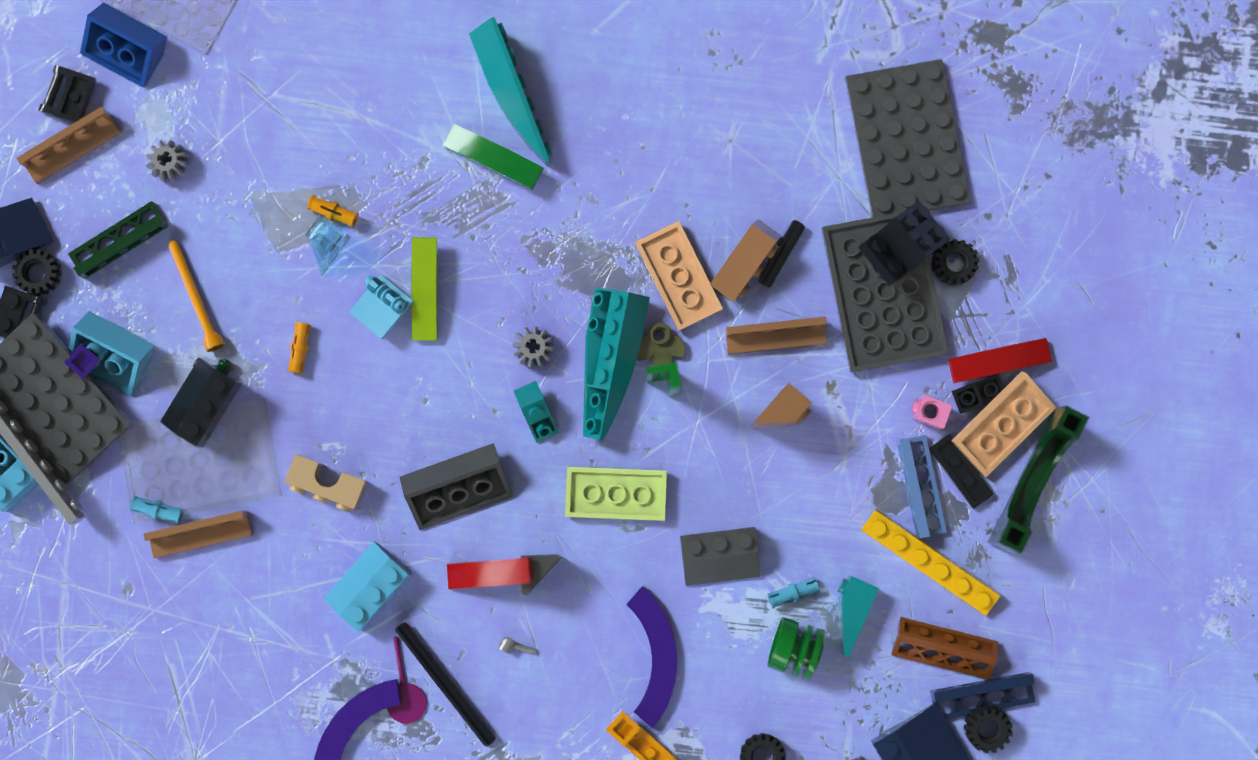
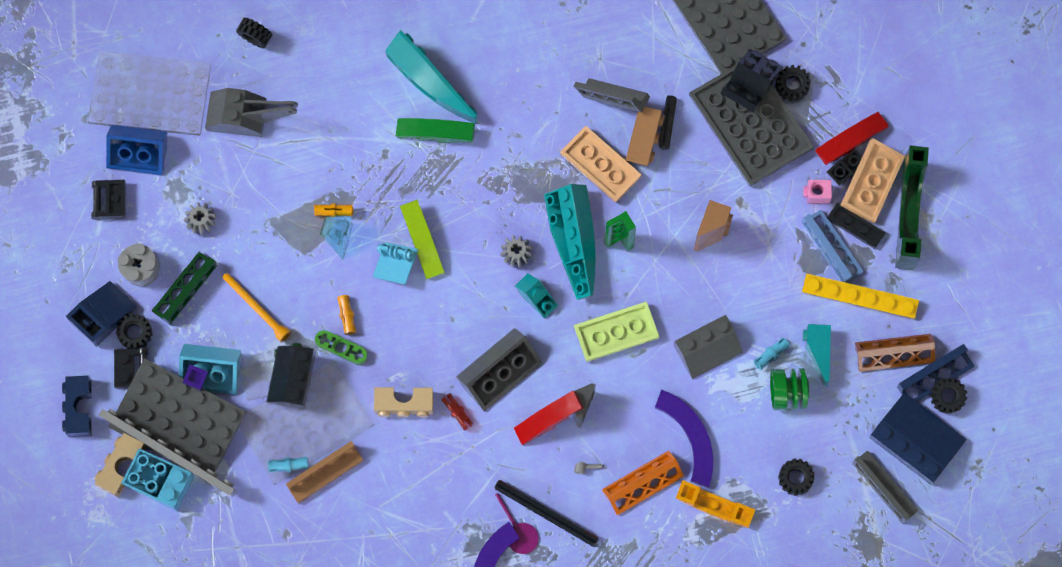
camera: 20 degrees left, 10 degrees down
(59, 185) = (128, 265): none -> light grey brick
(69, 145) = (124, 233): medium nougat fence -> none
(162, 386) = (257, 380): none -> clear piece
(259, 377) = (326, 346): none -> bright green beam
(266, 46) = (243, 112): none -> dark grey slope
(367, 587) = (462, 464): medium azure slope -> none
(386, 519) = (457, 412): none -> clear red pin
(574, 687) = (643, 475): none -> orange fence
(660, 350) = (600, 219): olive plate -> none
(726, 196) = (613, 94): none -> dark grey fence
(776, 335) = (686, 179): medium nougat fence -> none

